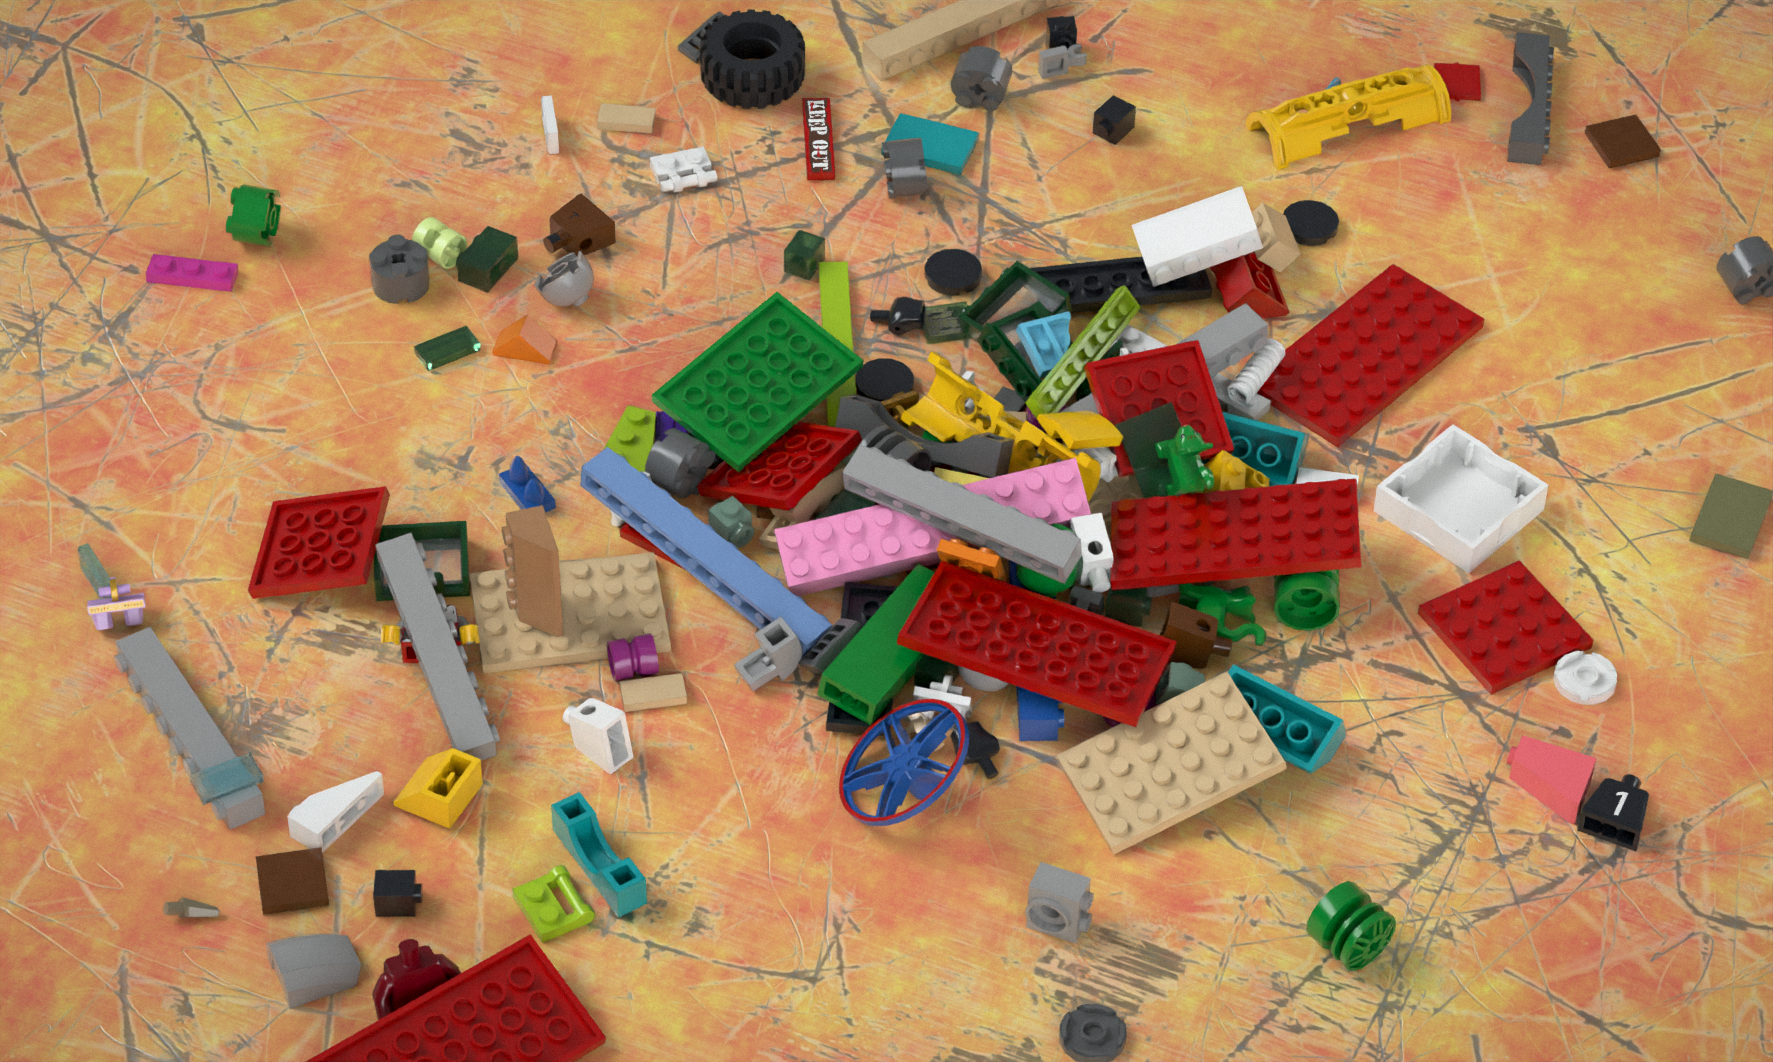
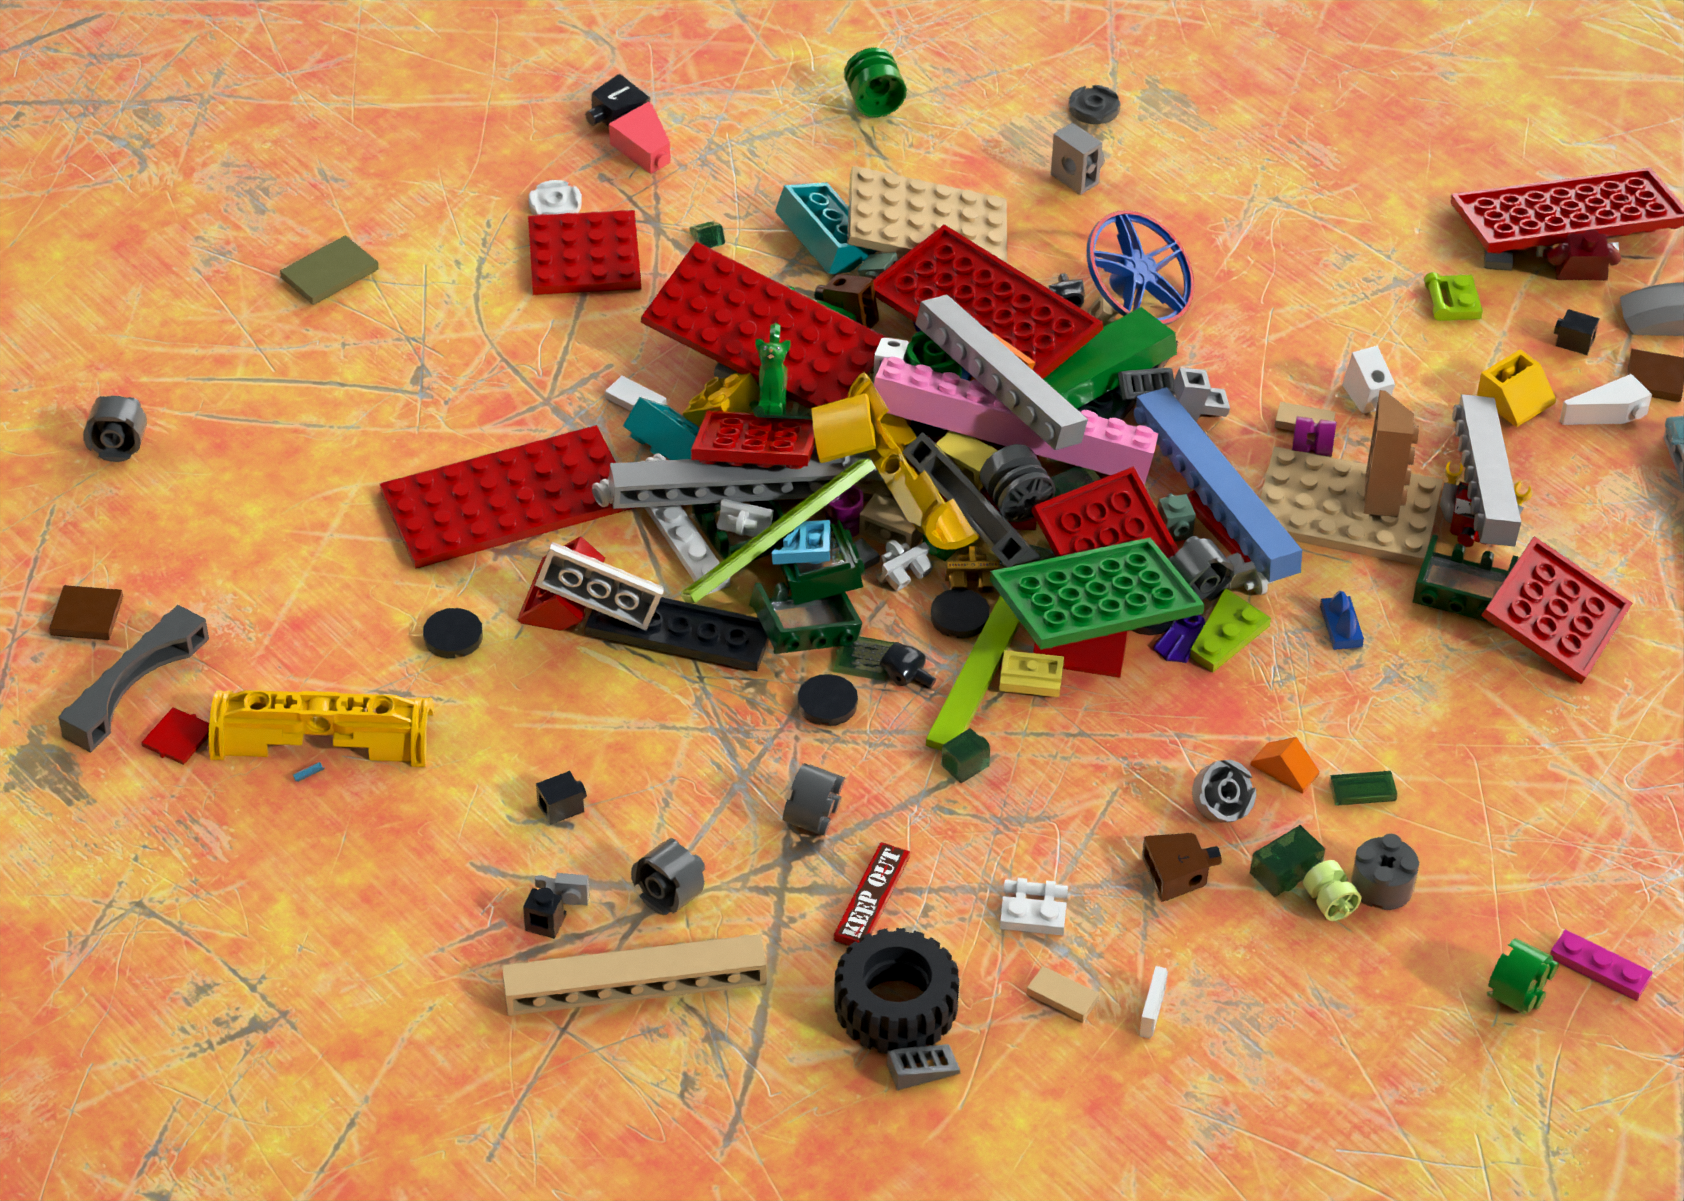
camera: 155 degrees left, 0 degrees up
(581, 834) = (1414, 321): teal arch -> none
(943, 145) = (760, 849): teal tile -> none
(1276, 238) = (510, 609): tan brick -> none
(1400, 695) = (708, 234): none -> clear green slope
(1460, 498) = (539, 340): white tile -> none

